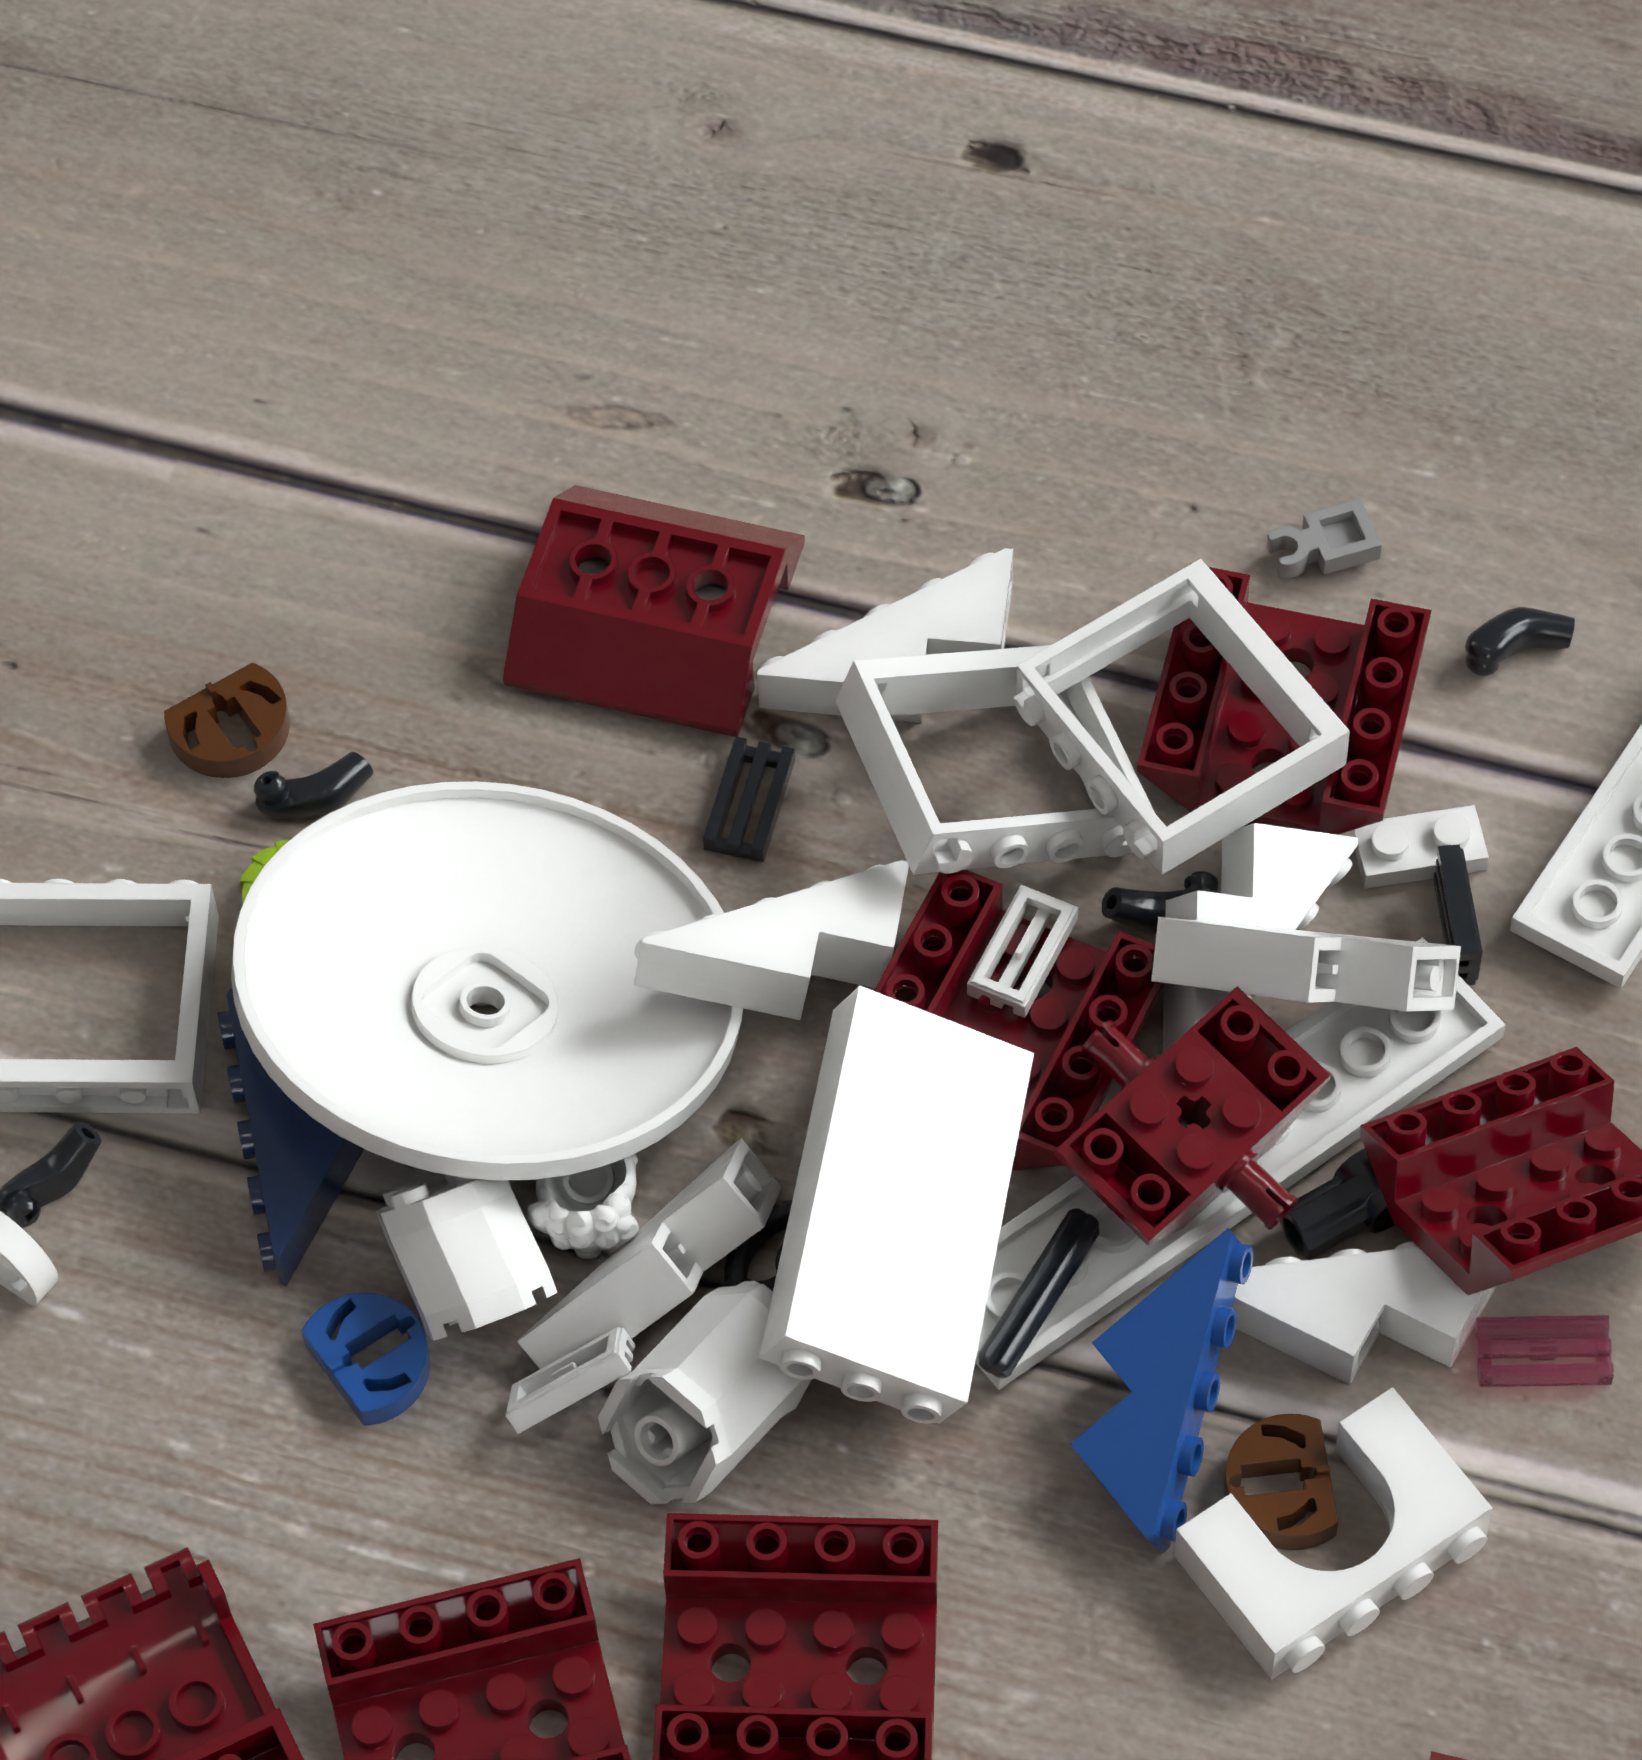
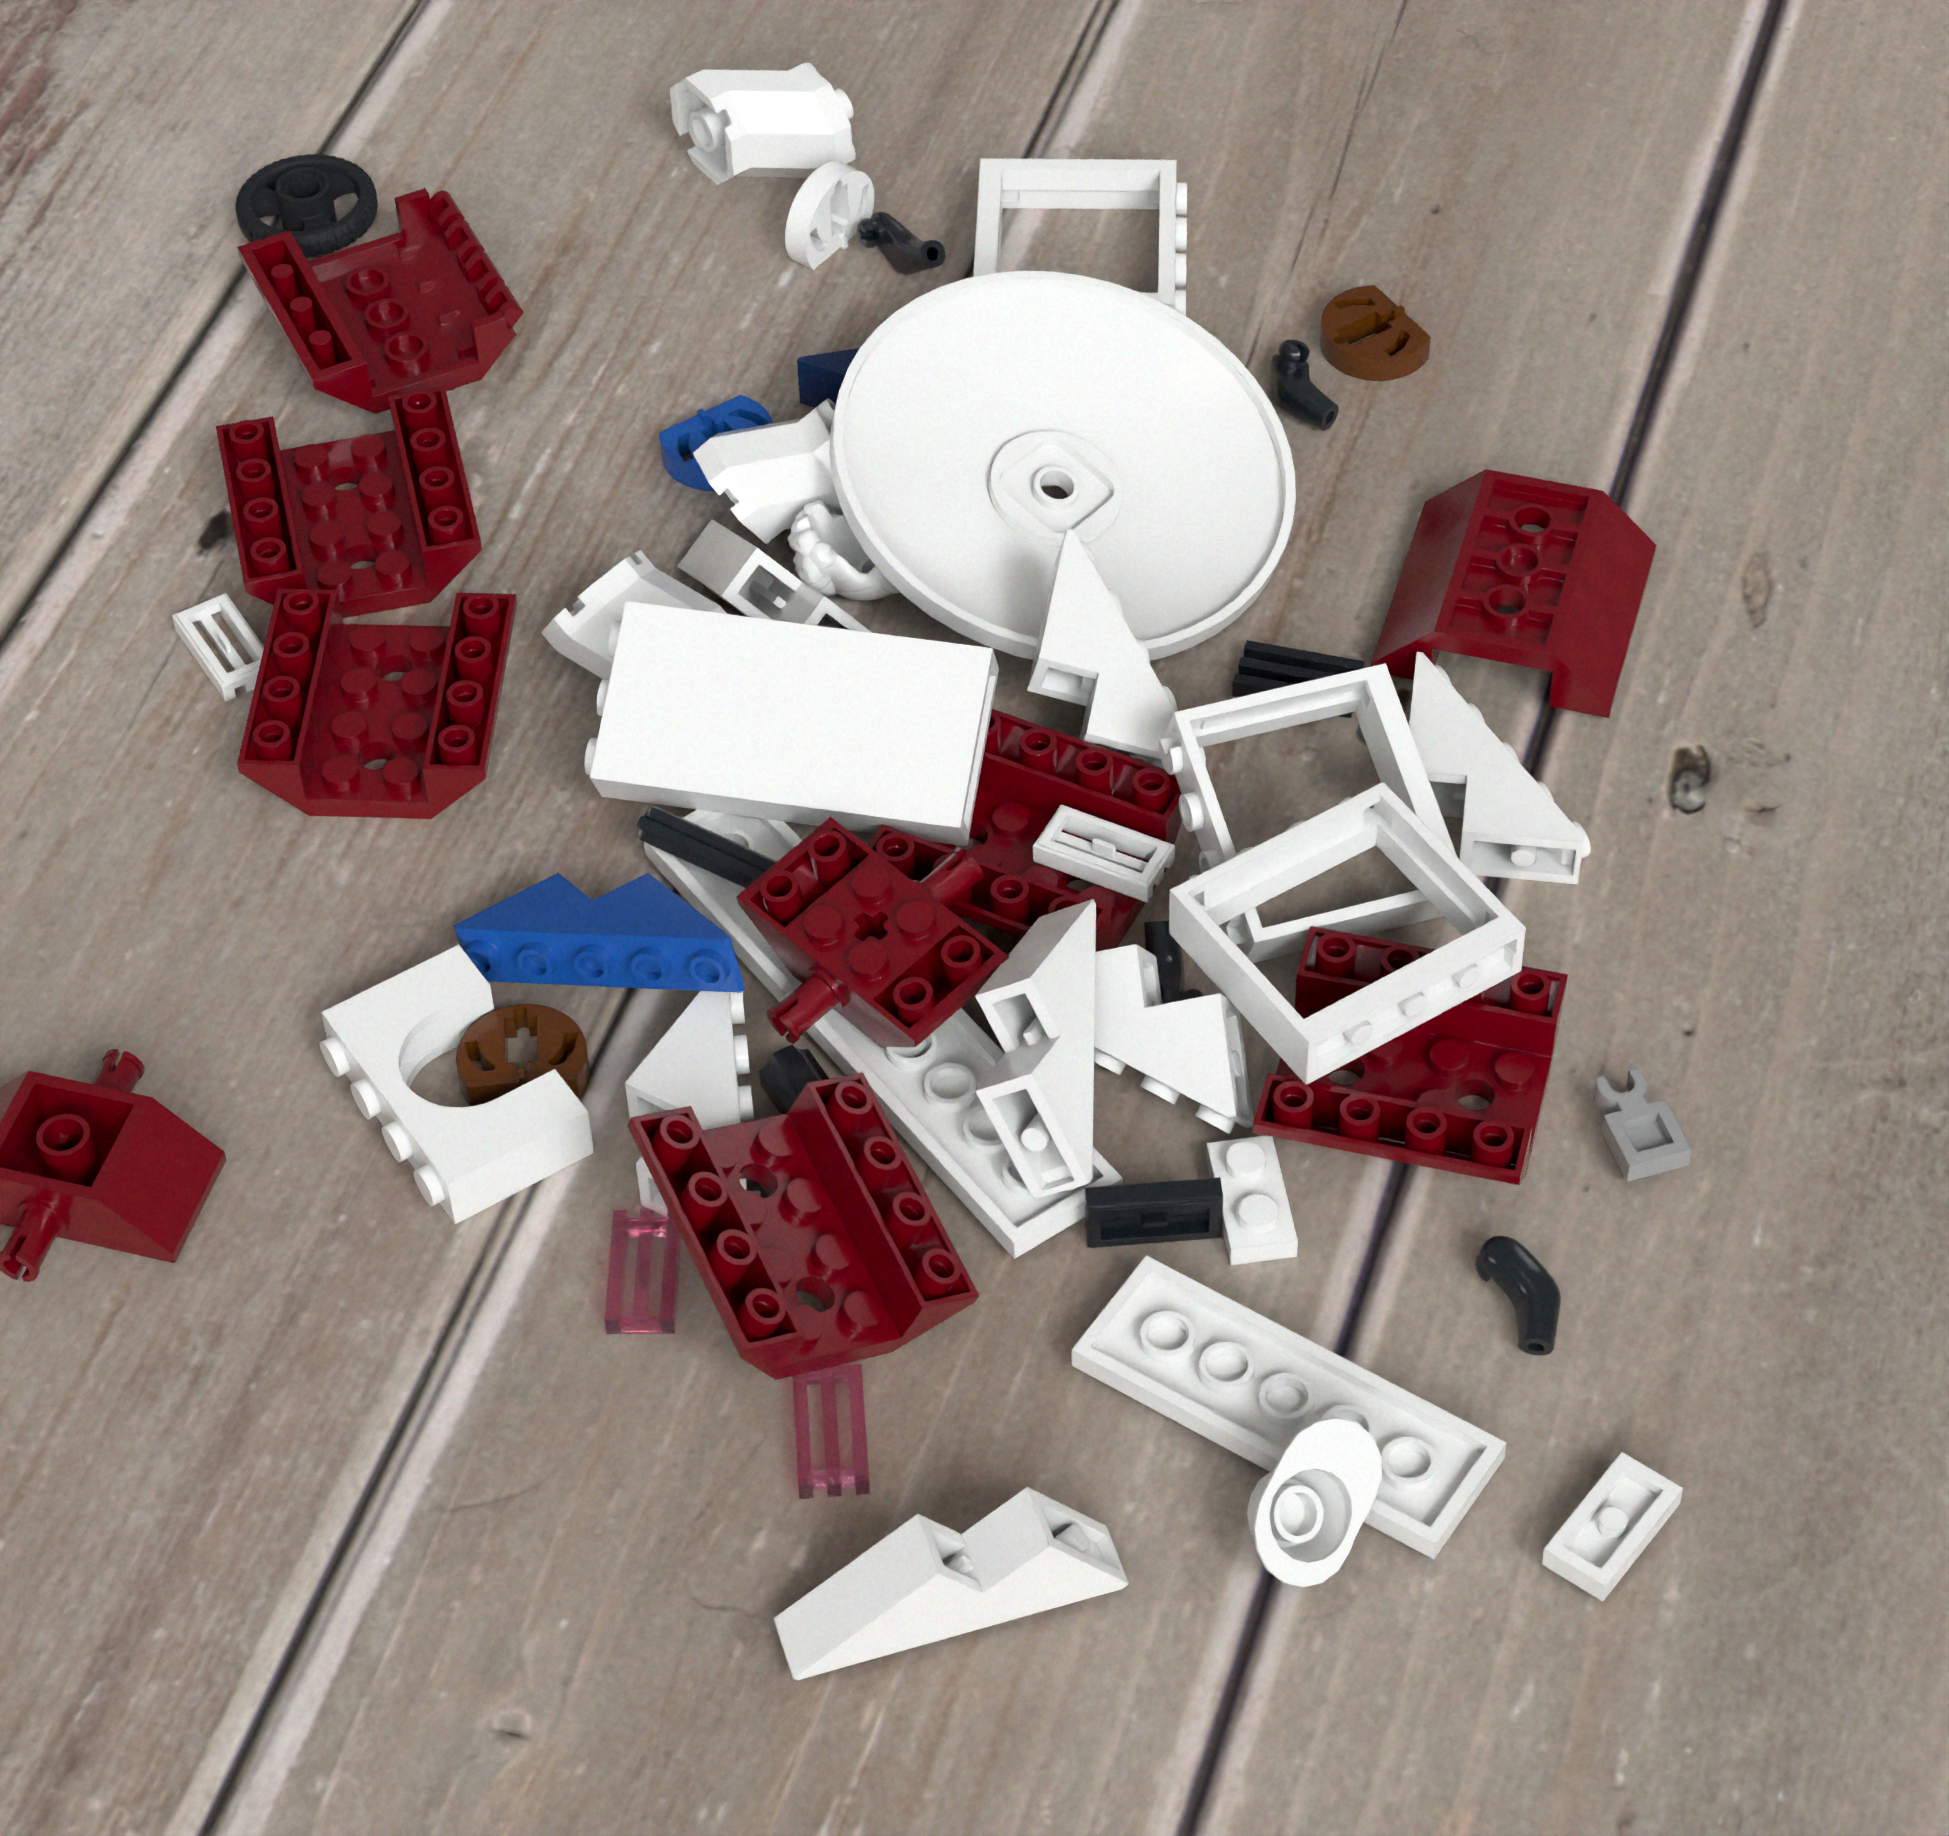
camera: 90 degrees right, 10 degrees down
(570, 1379) = (665, 543): white tile -> none

